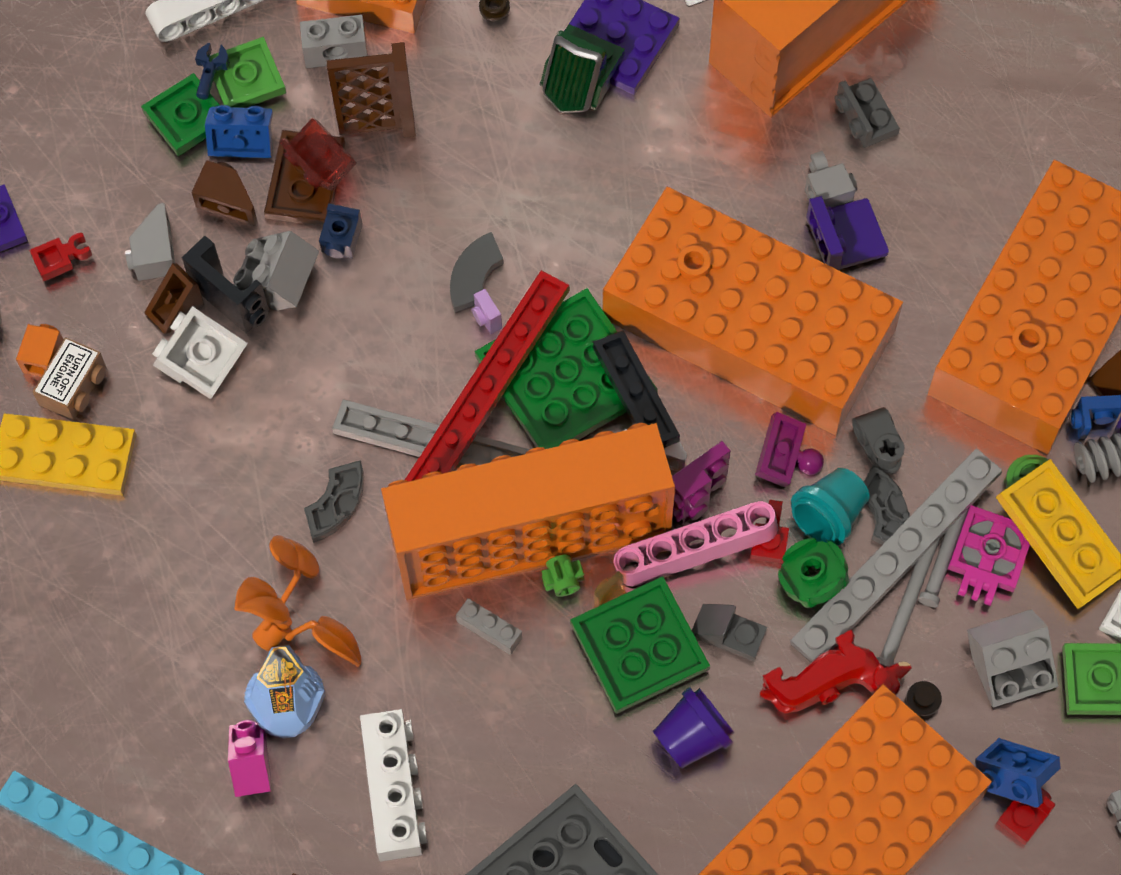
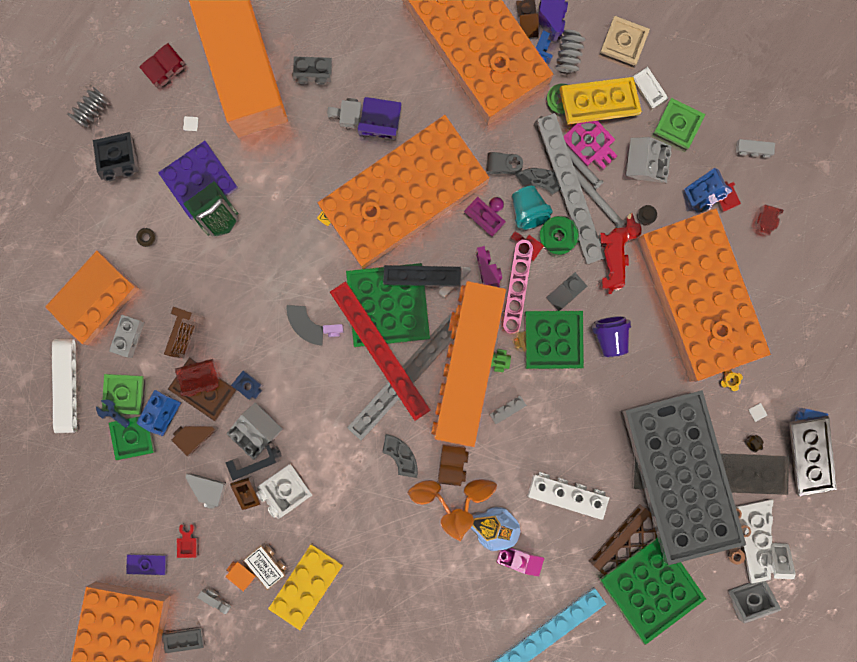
camera: 70 degrees left, 20 degrees up
(357, 580) = (452, 465): none -> reddish brown brick

